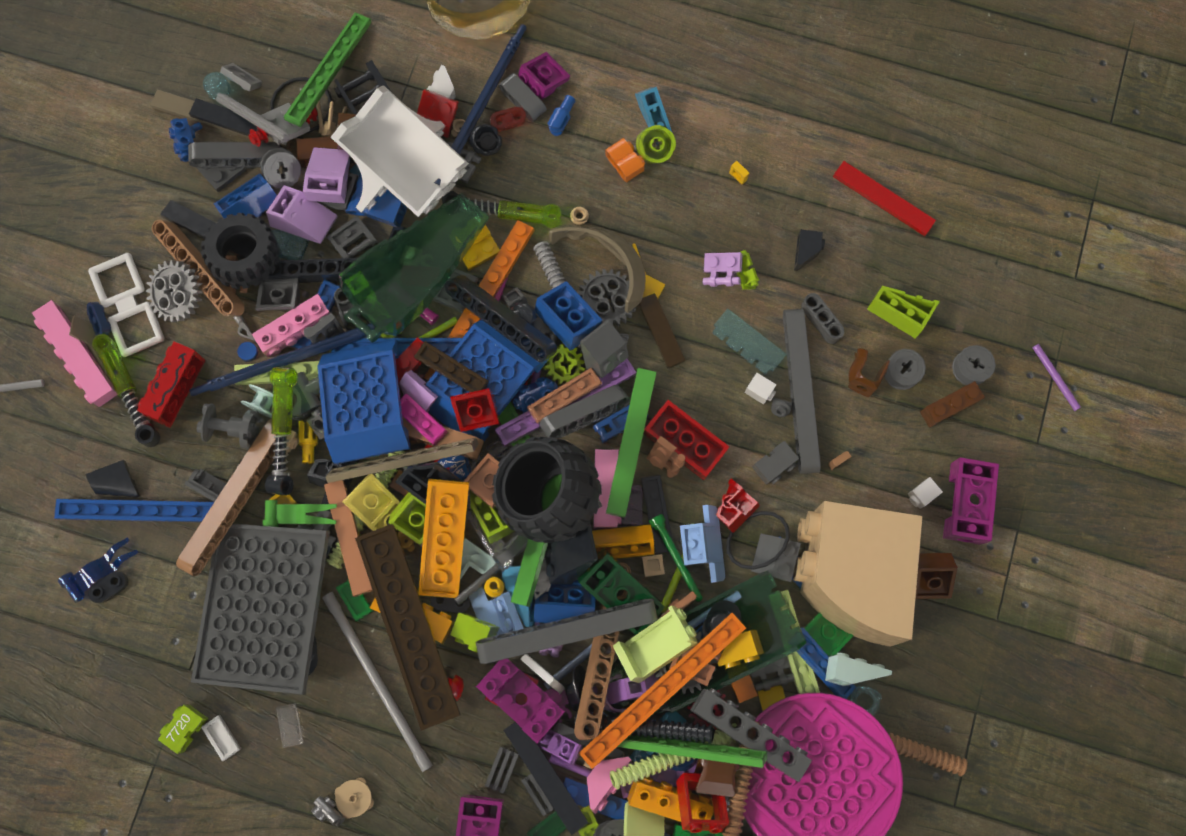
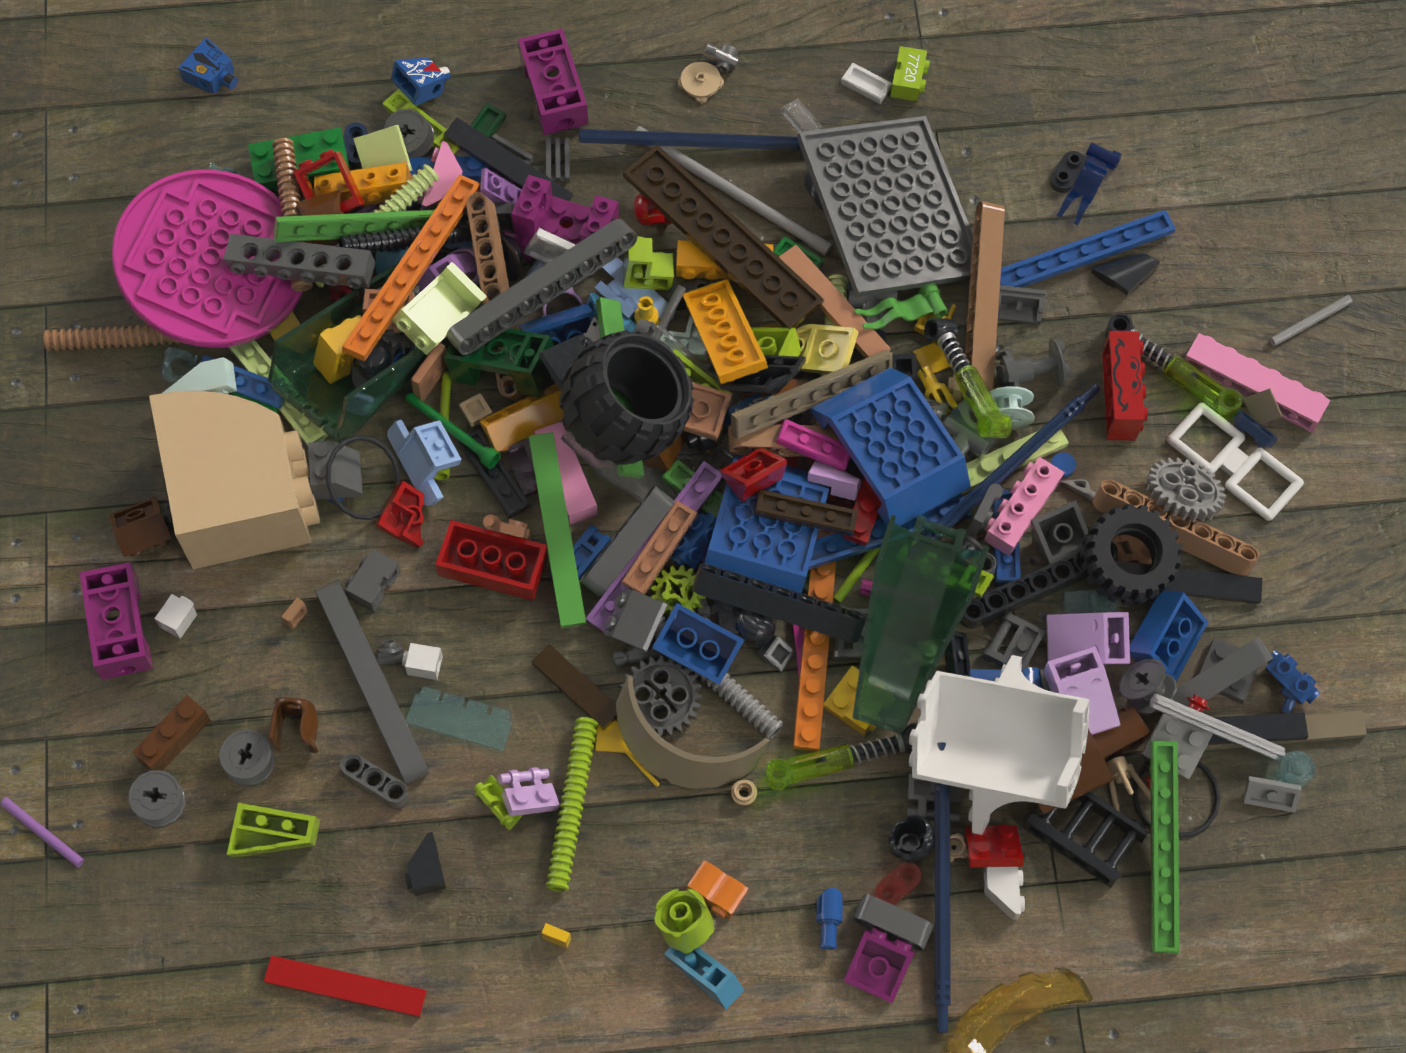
camera: 160 degrees right, 10 degrees down
(298, 473) = (932, 355): none -> yellow piece
(381, 734) = (688, 139): none -> dark blue axle
(695, 252) = (572, 804): none -> lime piece

